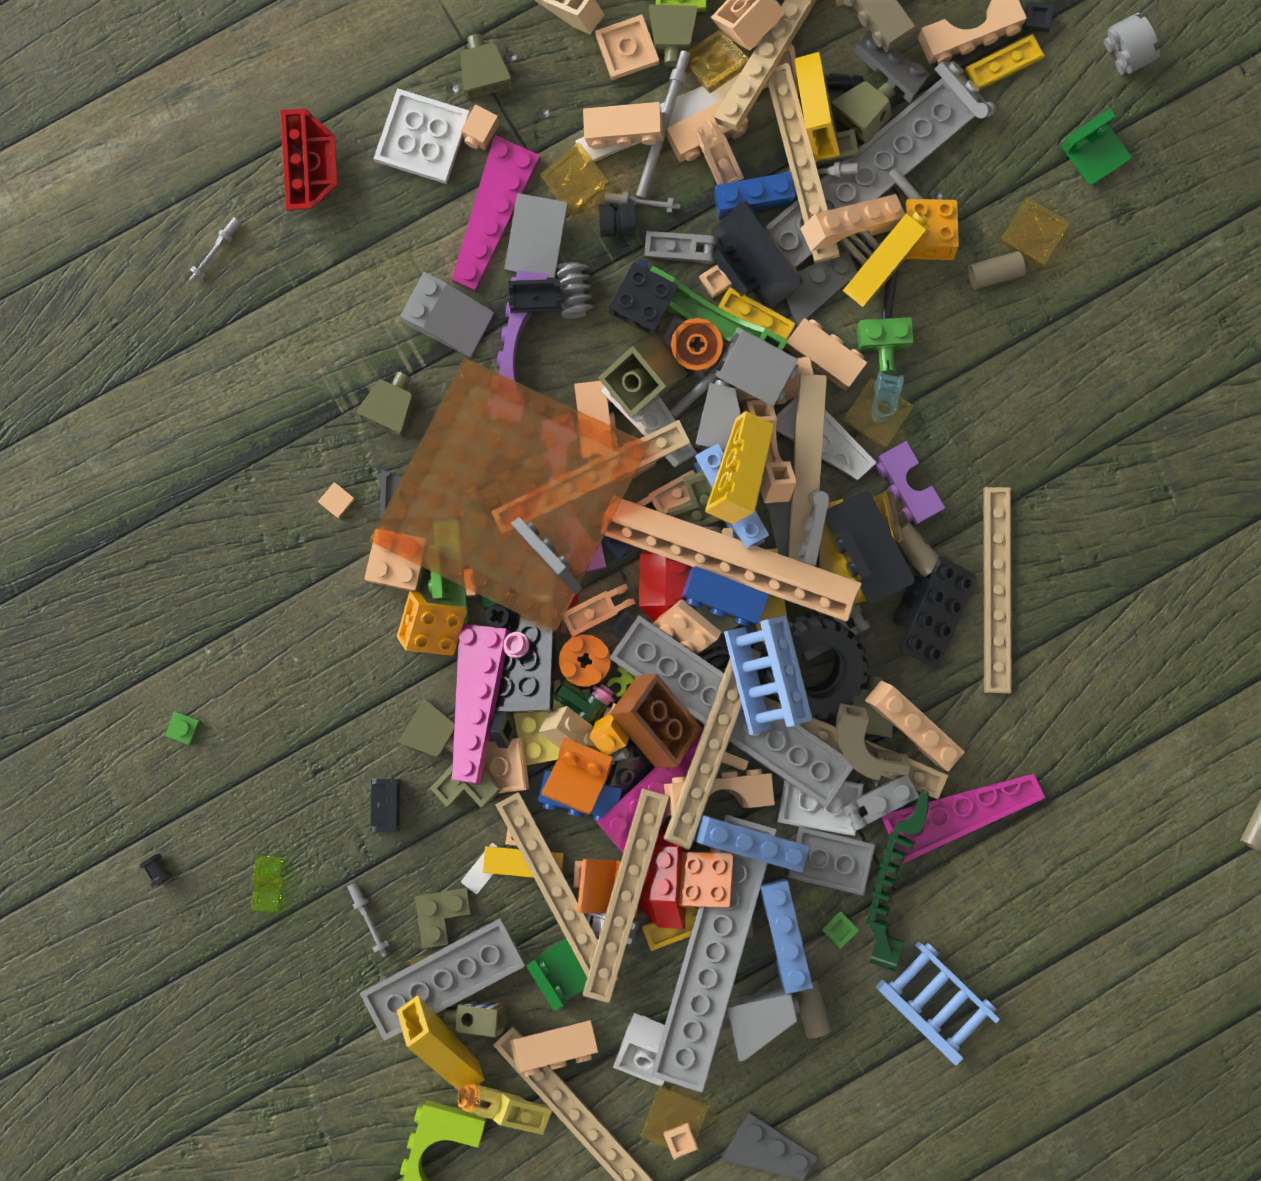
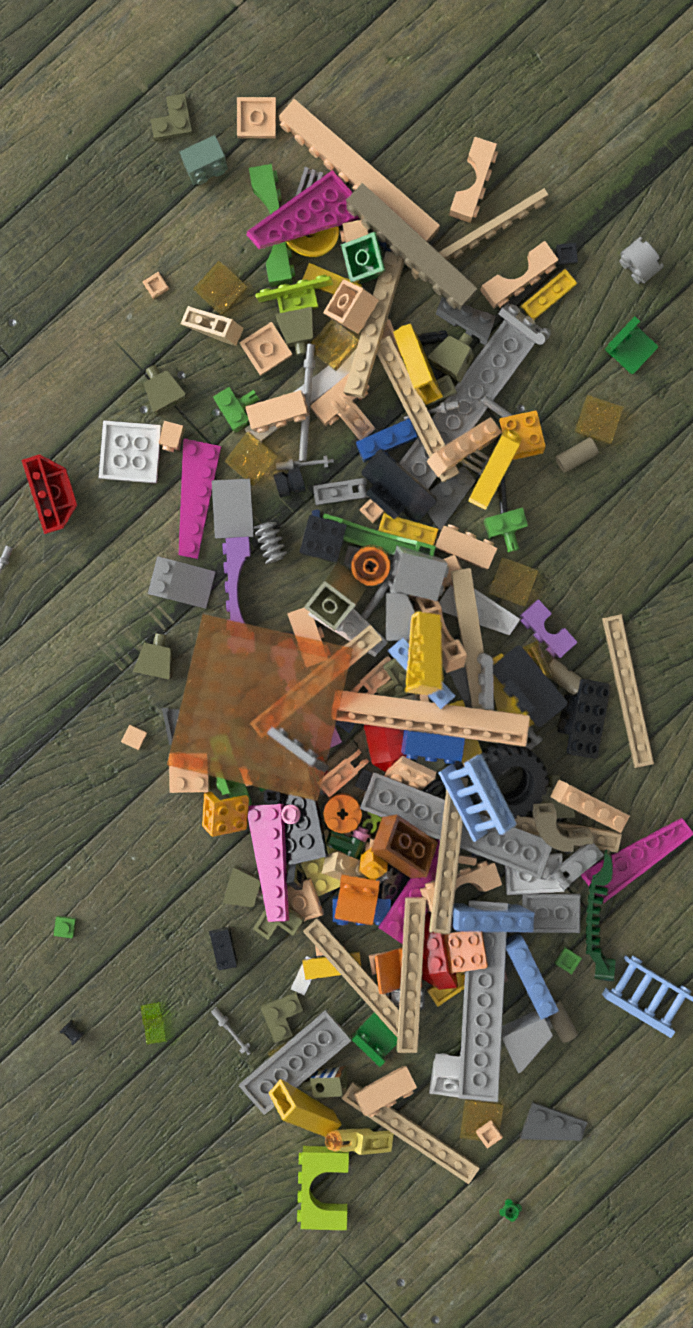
camera: 15 degrees left, 5 degrees up
(535, 296) = (243, 556): black hinge -> none
(568, 110) = (234, 408): none -> bright green brick
(886, 391) = (516, 568): clear light blue piece -> none

